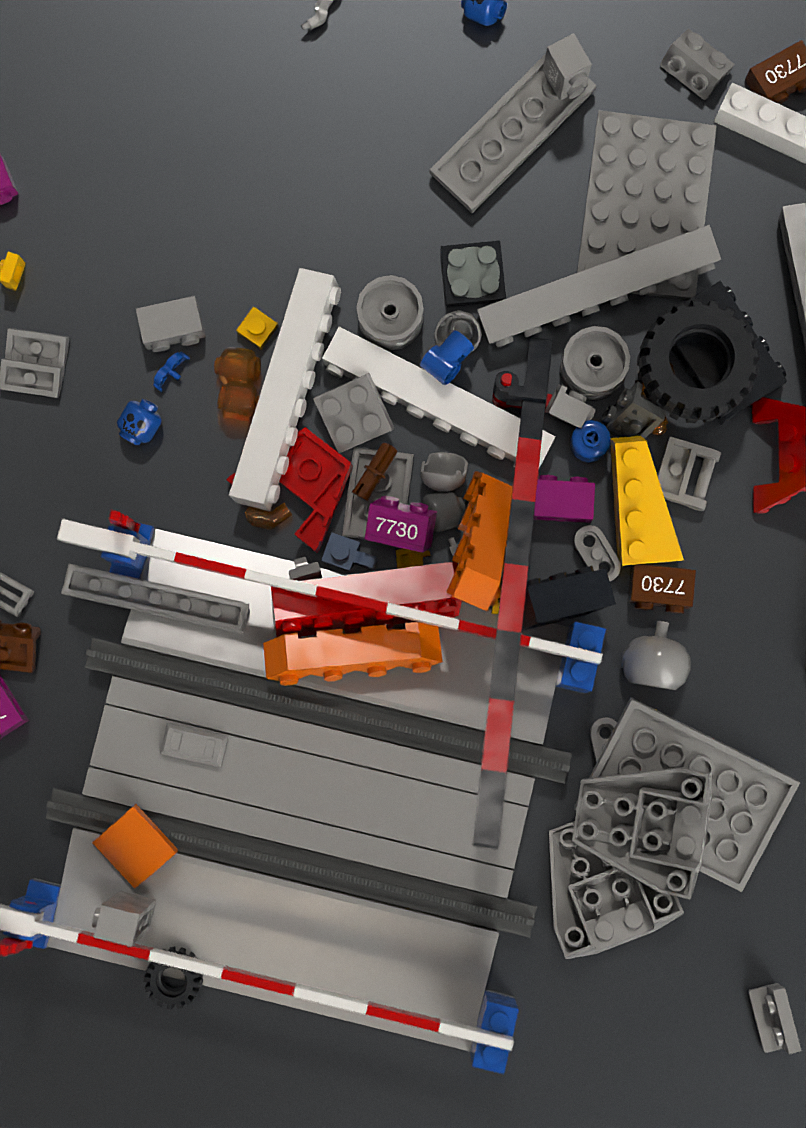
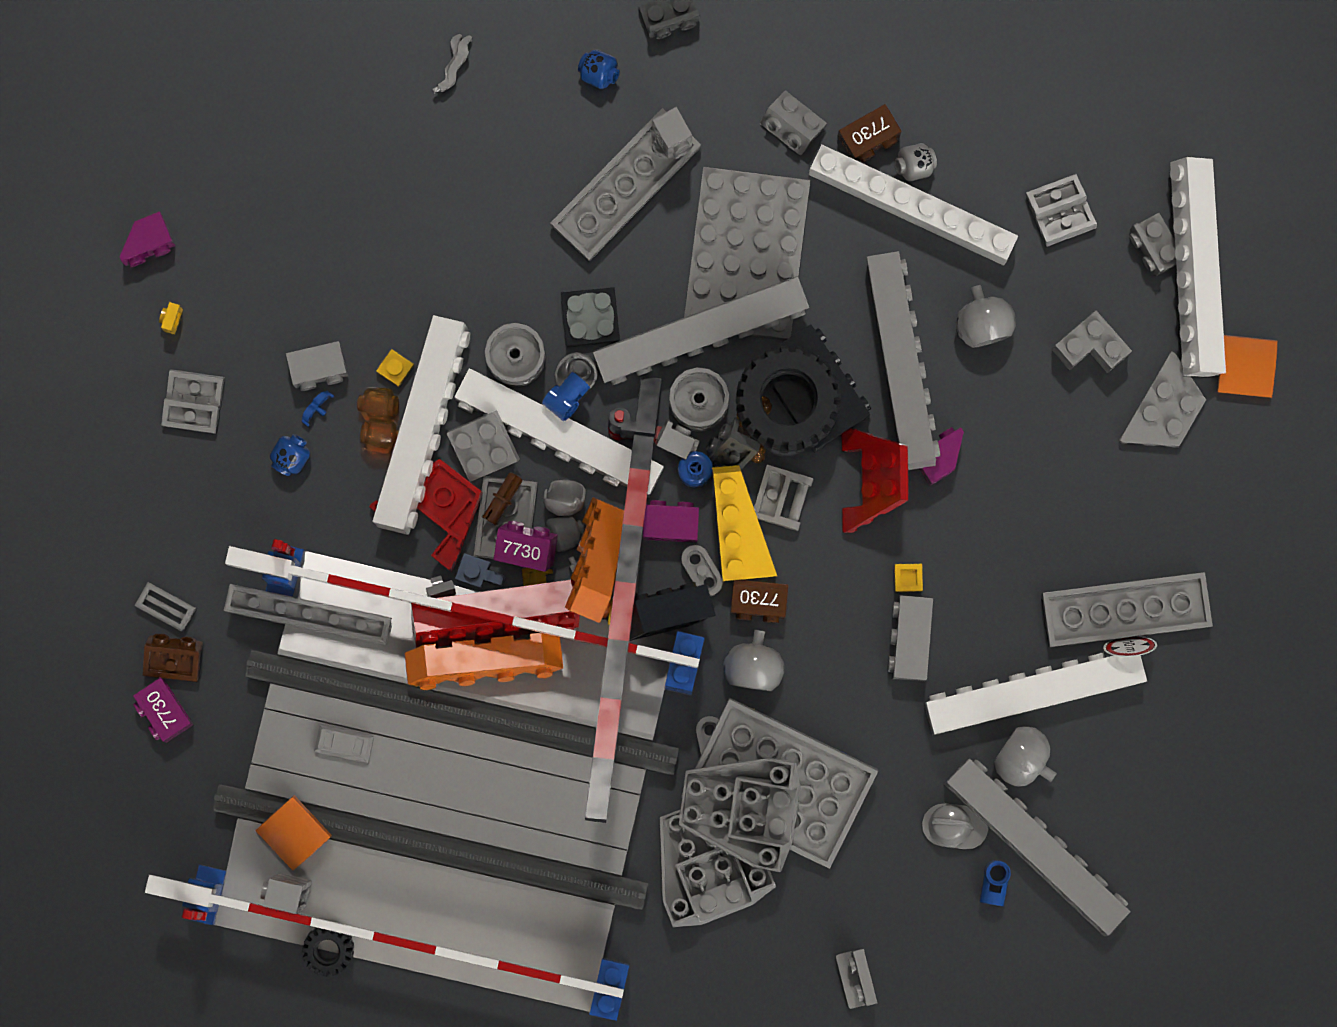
camera: 10 degrees left, 0 degrees up
(267, 519) = (406, 542): clear orange arm -> none

